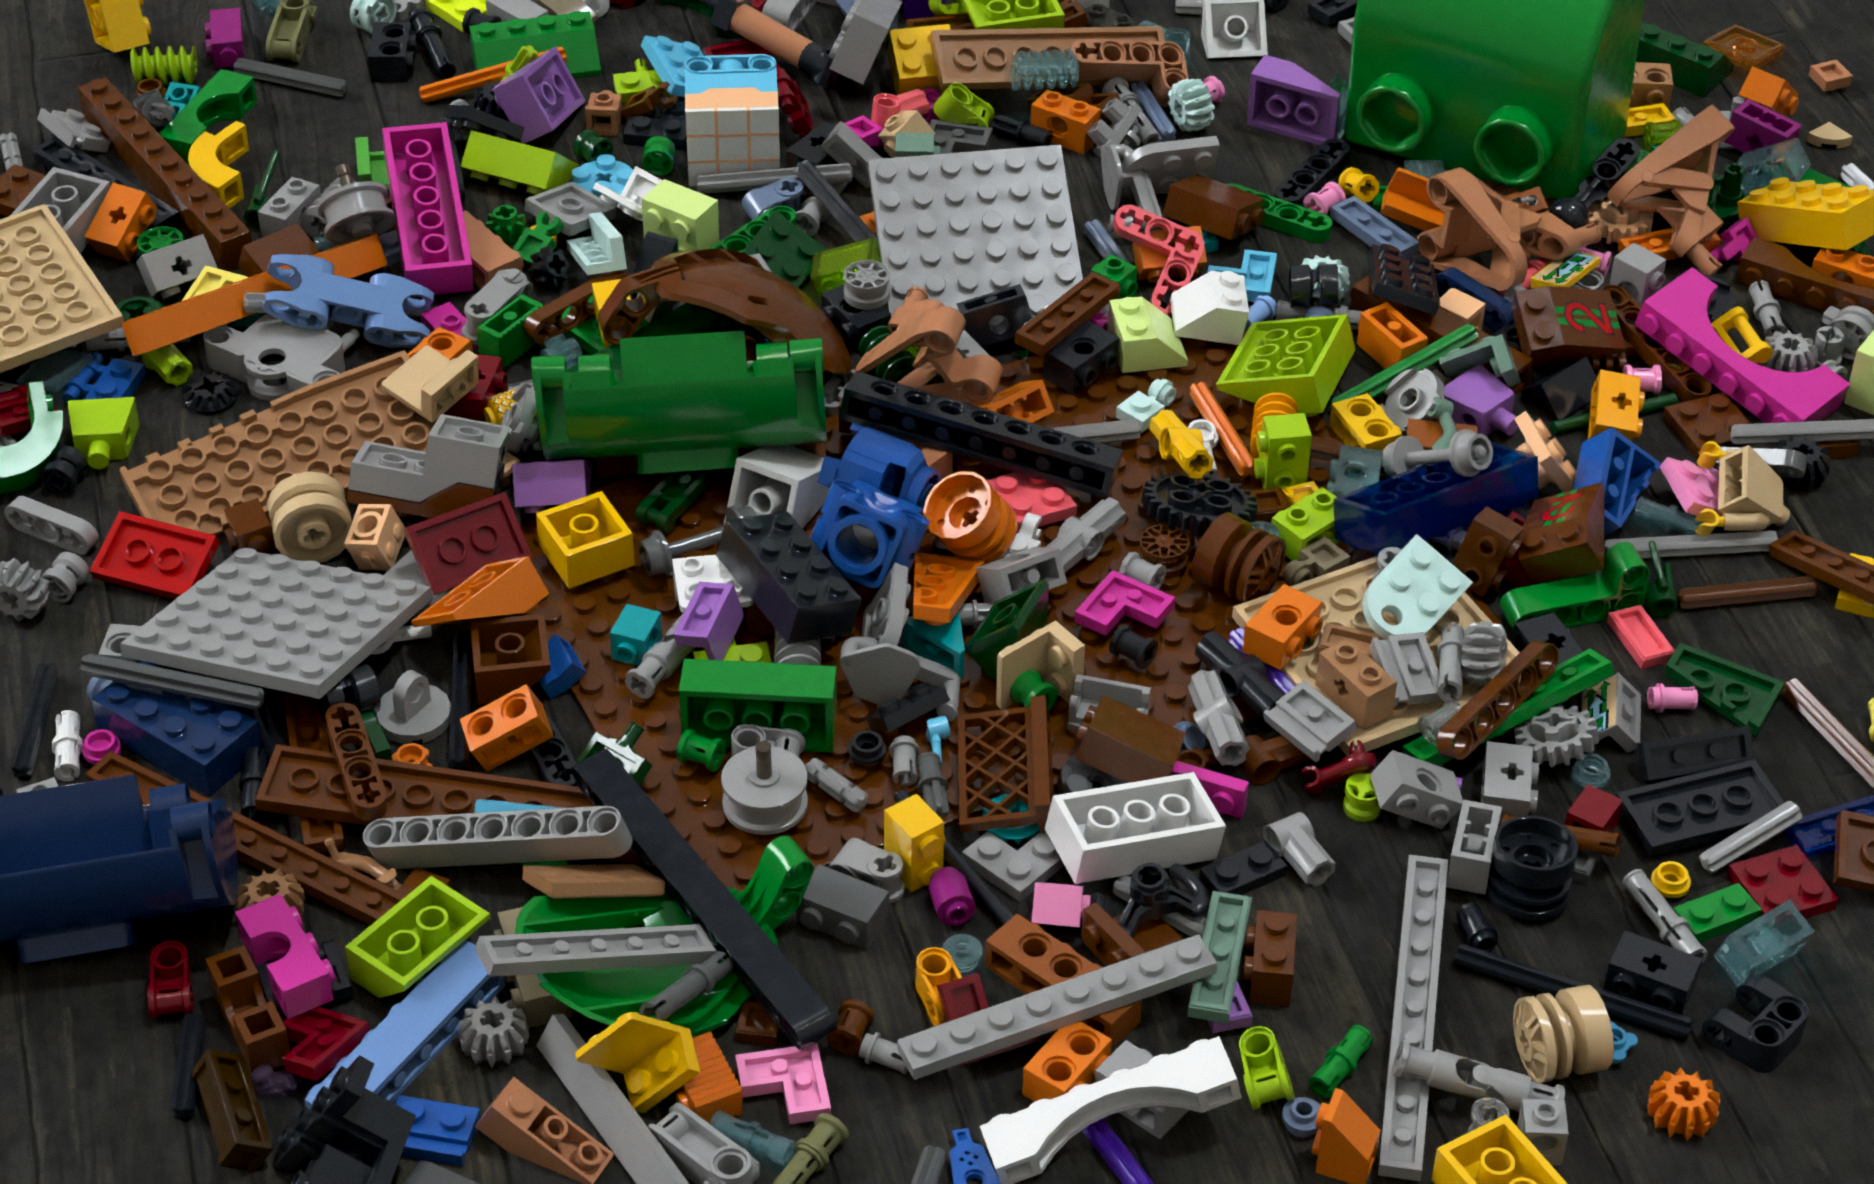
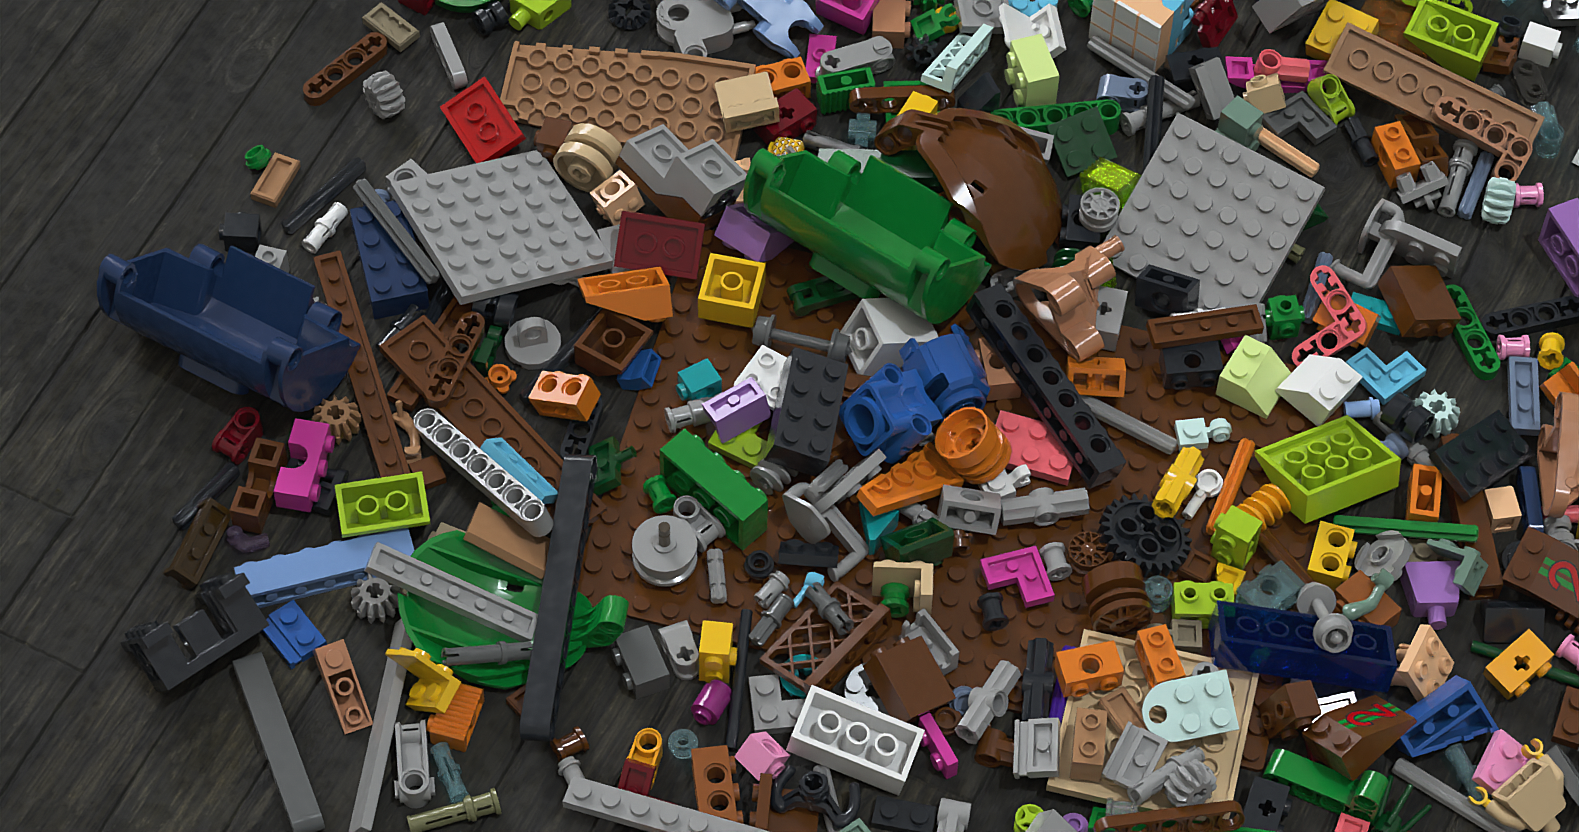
camera: 40 degrees right, 15 degrees up
(66, 573) = (422, 101): light grey wheel -> none
(98, 744) = (343, 241): dark pink plate -> none
(322, 1041) = (284, 537): dark red plate -> none
(787, 1071) = (509, 752): bright pink plate -> none
(867, 626) = (827, 478): none -> light grey axle
(983, 735) = (829, 608): none -> dark grey pin
(1044, 67) = (1405, 104): clear light blue piece -> none
(1335, 579) = (1158, 655): none -> orange brick
(1355, 763) = (1039, 799): dark red piece -> none

